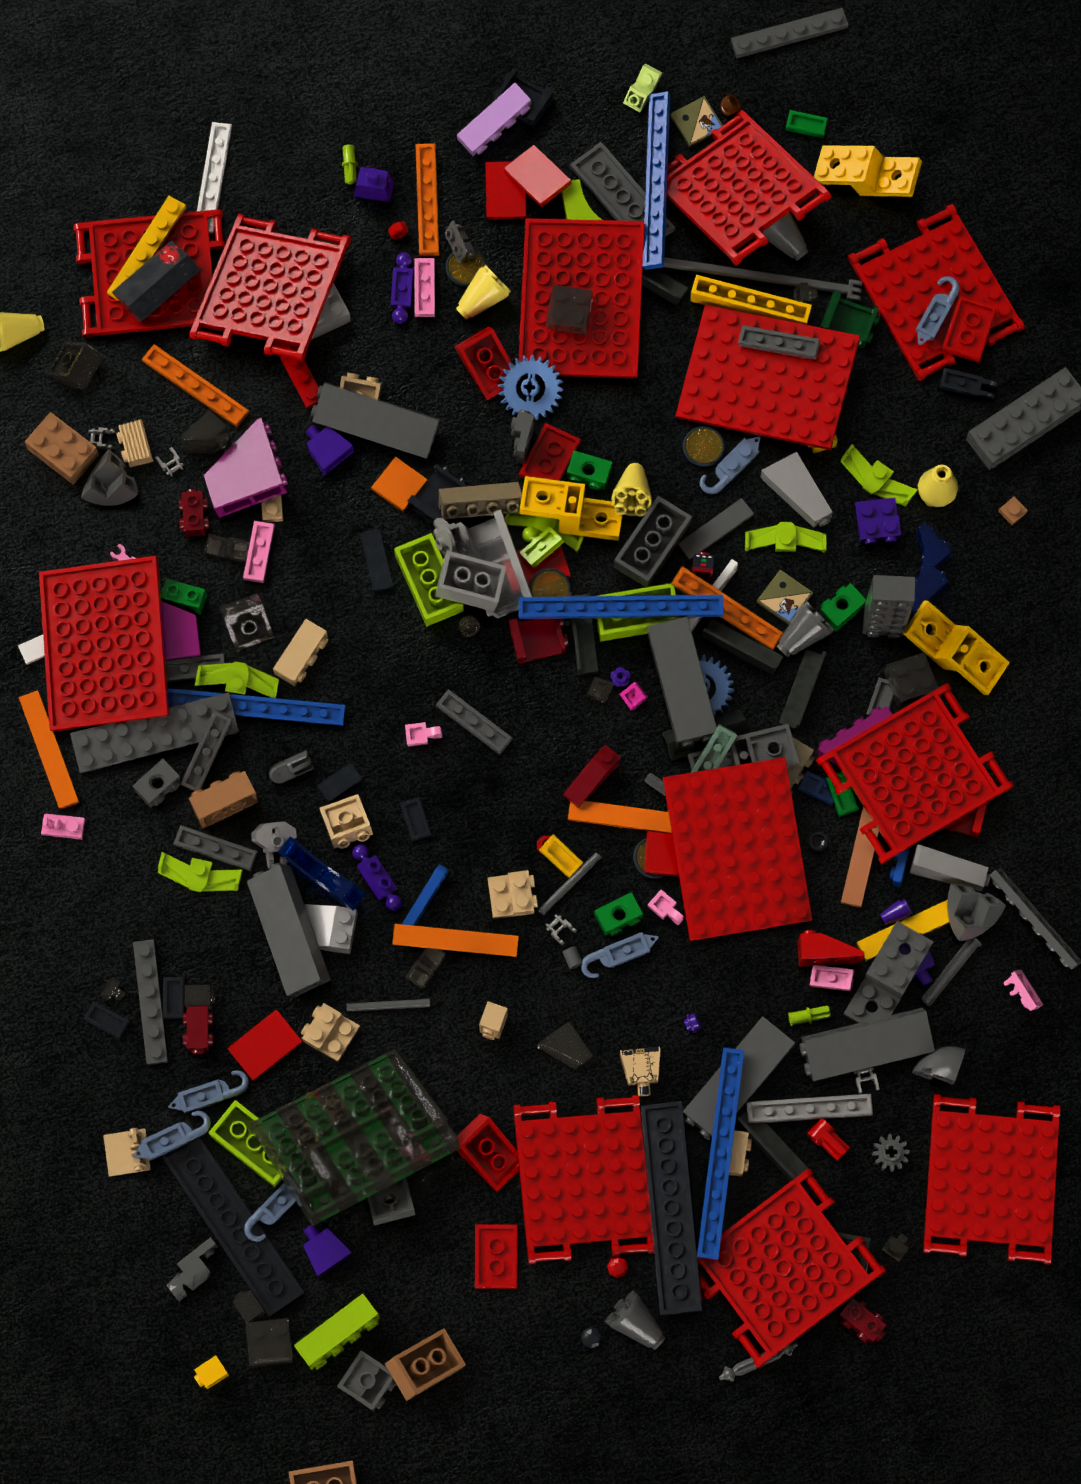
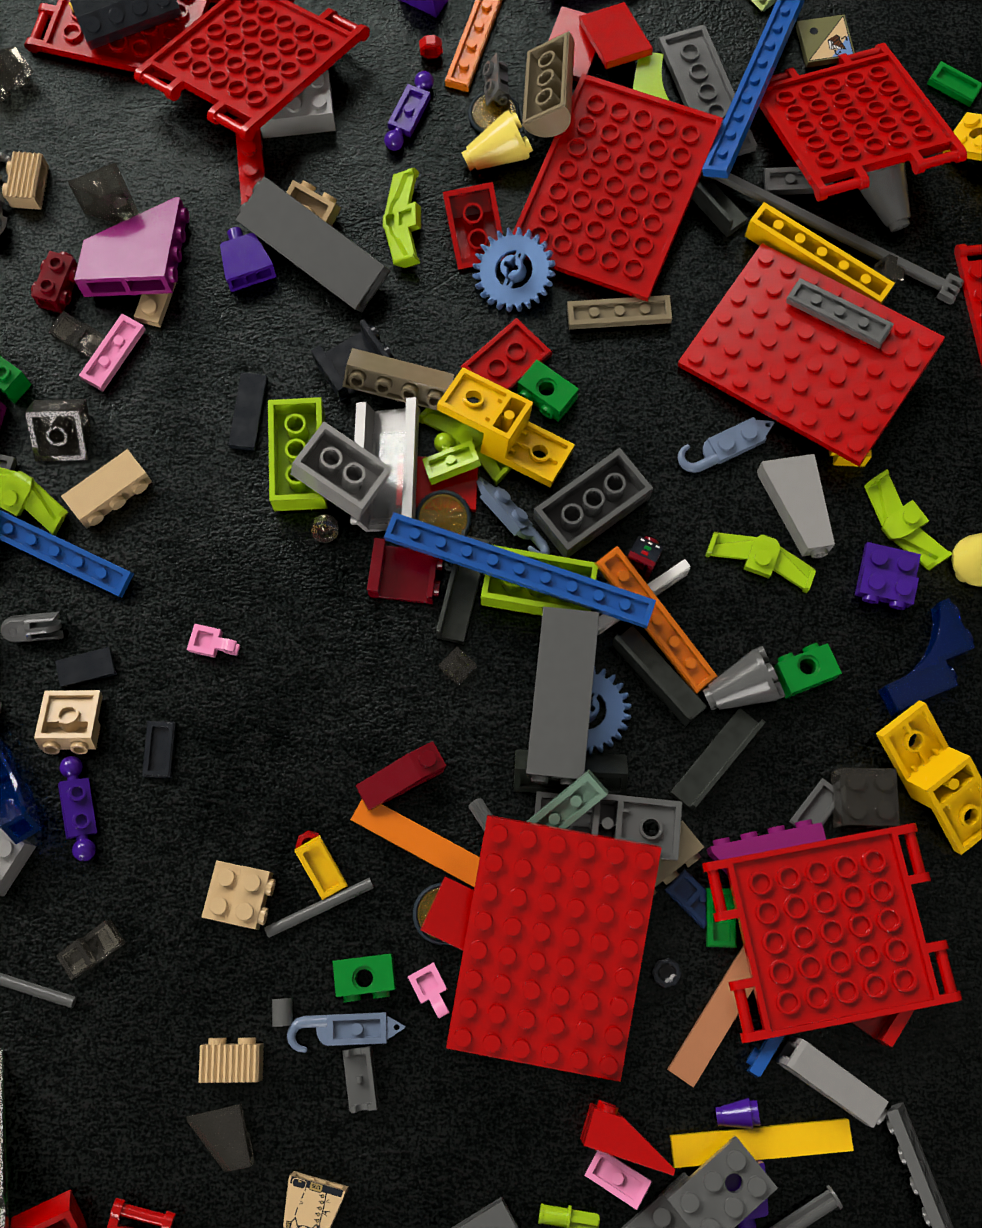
camera: 20 degrees right, 0 degrees up
(165, 466) = (67, 215): light grey piece -> none
(195, 386) = (127, 142): orange tile -> none
(399, 483) = (312, 327): orange tile -> none
(424, 287) = (435, 118): bright pink plate -> none
(426, 896) = (121, 861): blue beam -> none
(431, 376) = (402, 218): none -> lime plate
(451, 537) = (342, 410): light grey hinge -> none
(455, 940) = (137, 931): orange tile -> none
(474, 722) = (284, 651): dark grey tile -> none
(493, 1021) = (136, 1066): tan brick -> none
(505, 237) = (549, 87): none -> dark tan brick
(522, 430) = (483, 319): dark grey plate -> none
(552, 999) = (231, 1062): none -> tan brick
(565, 923) = (290, 960): light grey piece -> none
(570, 309) = (594, 190): clear smoke brick -> none
(598, 570) = (510, 515): none -> sand blue plate
(619, 393) = (619, 312): none -> dark tan plate
(620, 682) = (491, 666): dark purple plate -> none
(632, 492) = (588, 434): light yellow cone -> none
(634, 696) = (496, 689): dark pink tile -> none
(641, 979) = (361, 1079): none -> dark grey hinge
(692, 1023) = (406, 1167): dark purple plate -> none
(703, 249) = (786, 181): none -> dark grey hinge
(703, 446) = (699, 410): clear yellow wheel -> none
(715, 529) = (678, 515): dark grey tile -> none
(730, 105) = (873, 33): reddish brown tile -> none
(784, 597) = (734, 630): tile -> none
(850, 318) = (937, 316): dark green panel -> none
(888, 606) = (875, 691): dark grey brick -> none
(971, 911) = (844, 1158): dark grey brick -> none

